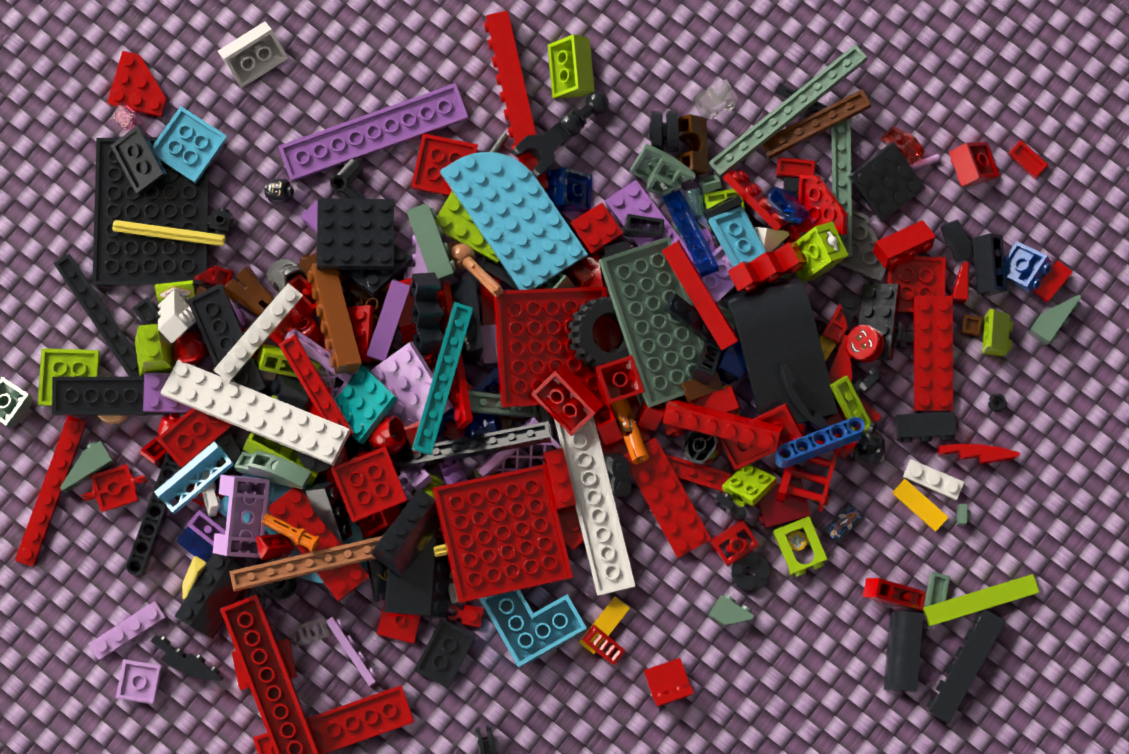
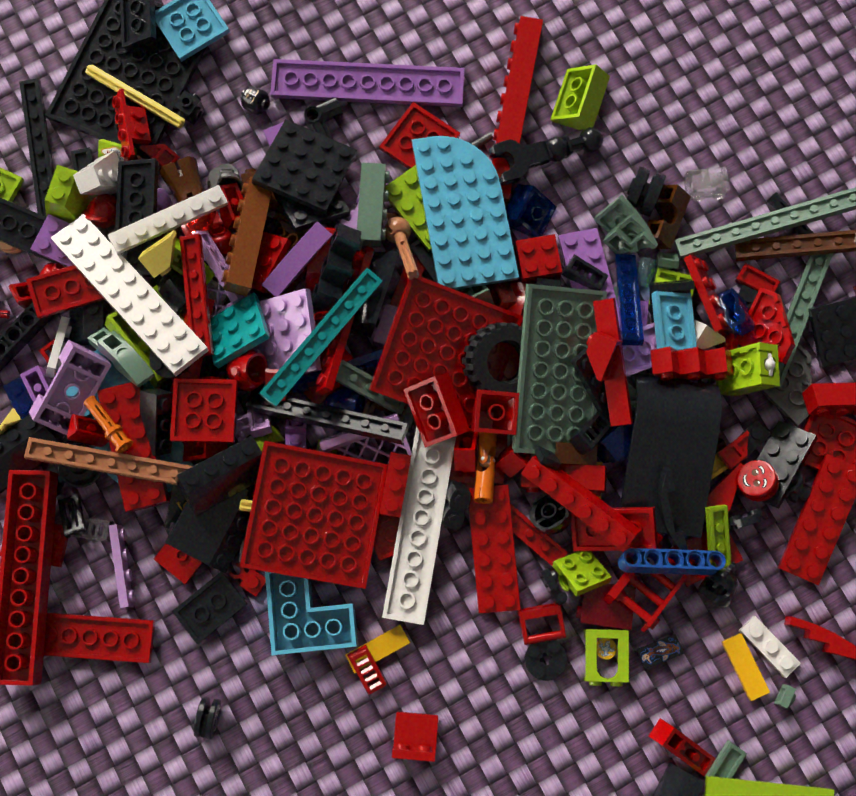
camera: 25 degrees right, 0 degrees up
(180, 262) = (131, 124): none -> red bracket
(192, 474) = (46, 327): medium azure fence -> none
(268, 367) = (160, 255): none -> light yellow slope
(297, 638) = (82, 527): none -> black tile
(679, 400) = (547, 458): none -> black tile
(688, 291) = (602, 353): none -> red slope
(729, 613) = (505, 692): sand green slope -> none
(742, 543) = (542, 634): red plate -> none
(925, 426) = (783, 590): black brick -> none

